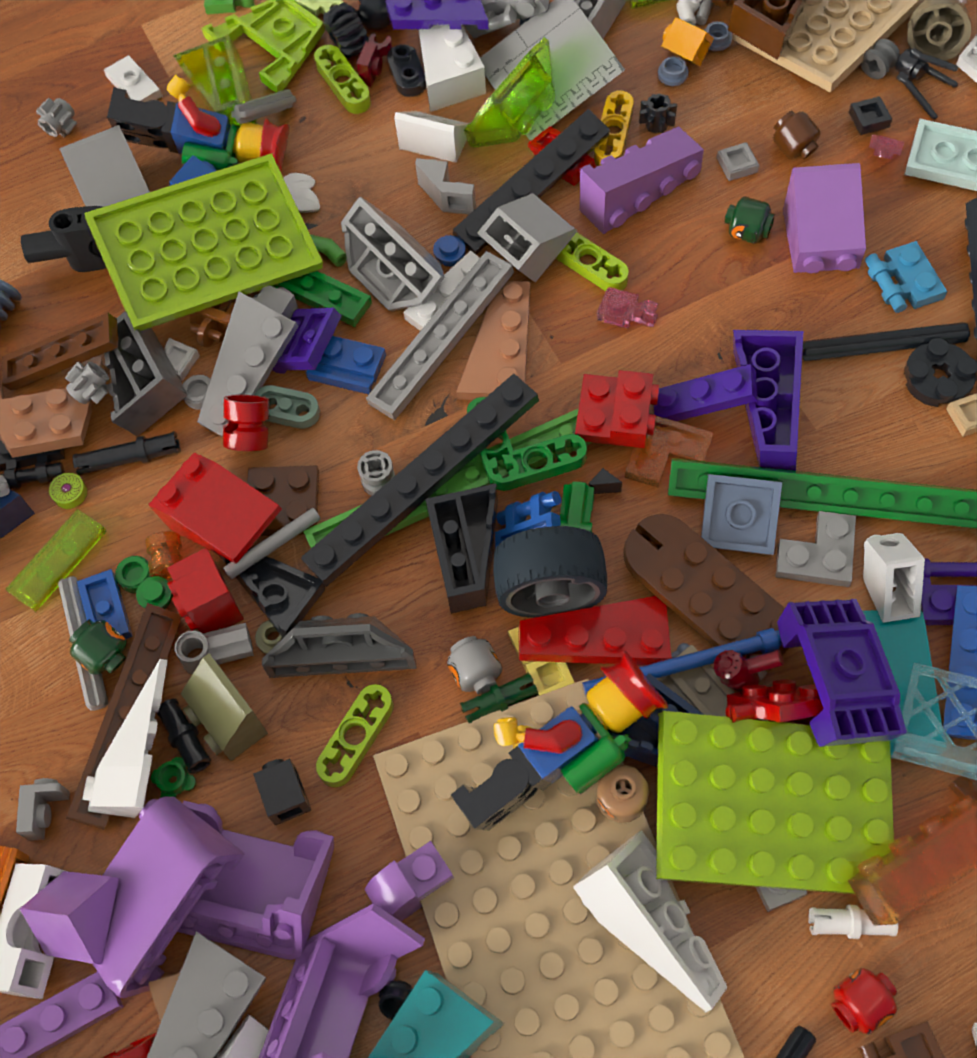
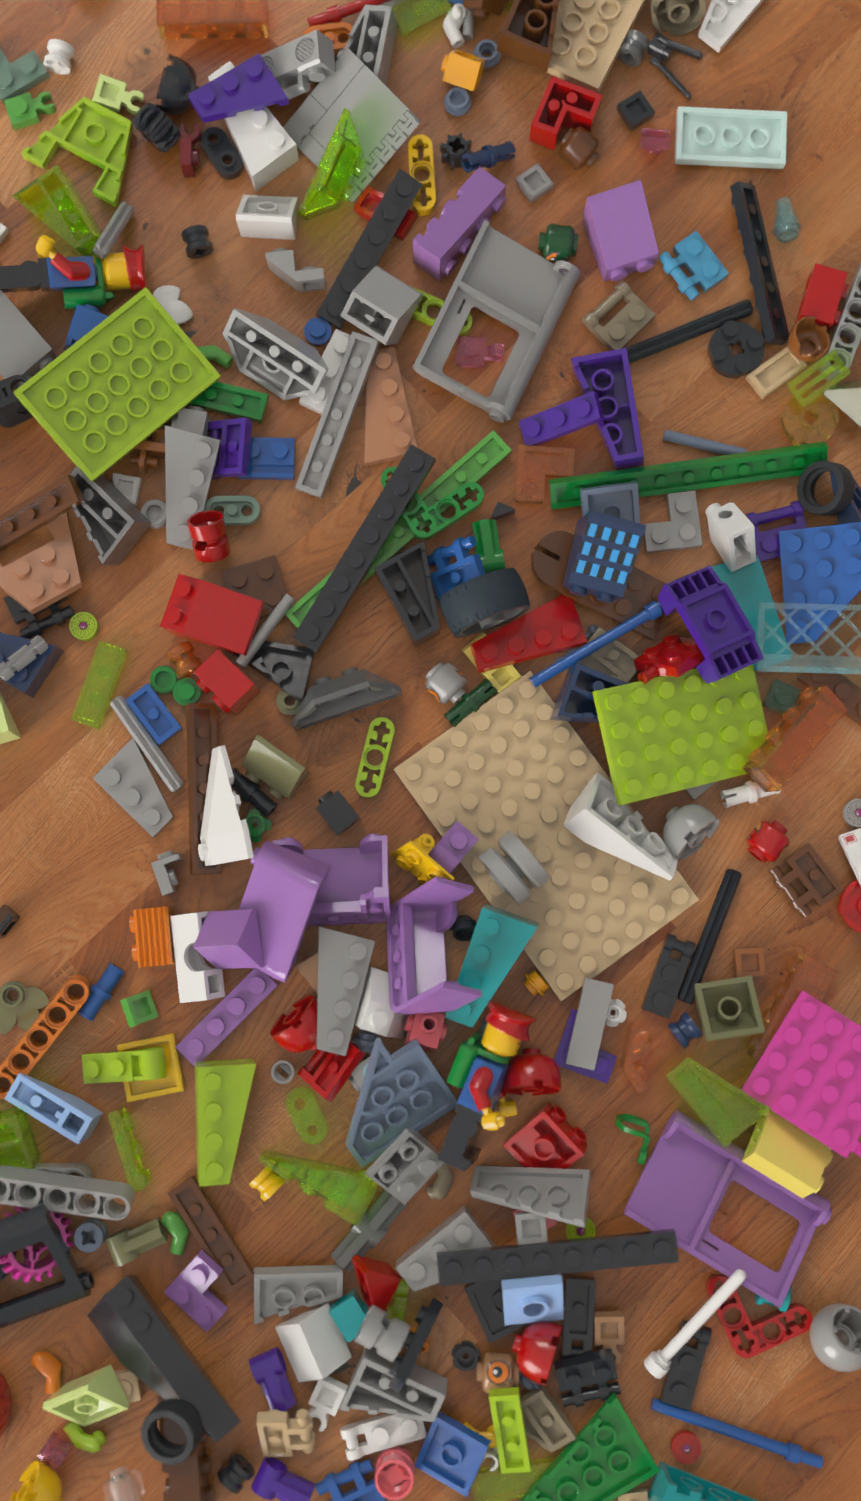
camera: 20 degrees left, 20 degrees up
(46, 694) = (133, 787): none -> light grey wing
(87, 382) = (69, 536): light grey gear -> none
(98, 647) = (166, 747): dark green head -> none
(140, 450) = (129, 578): black pin -> none
(222, 644) = (253, 719): light grey piece -> none
(342, 68) = (170, 188): lime beam -> none
(349, 139) = (197, 241): none -> black wheel
(357, 877) = (415, 858): none -> yellow hinge
(375, 470) = (324, 555): light grey wheel -> none
(487, 926) = (516, 865): none -> light grey wheel
(563, 746) = (540, 732): piece -> none
(617, 409) = (496, 449): red plate -> none
(618, 806) = (573, 760): medium nougat head -> none
(680, 250) = (517, 291): none -> light grey piece
(692, 122) = (488, 156): none -> dark blue pin
(716, 549) = (602, 556): none -> slope
(738, 671) = (637, 641): dark red piece -> none
(750, 947) = (687, 829): none -> light grey cylinder
(783, 90) = (562, 107): none -> red brick
(811, 317) = (625, 324): none -> dark tan plate
(871, 464) = (701, 443): none -> sand blue bar
(921, 801) = (781, 696): none -> clear green plate

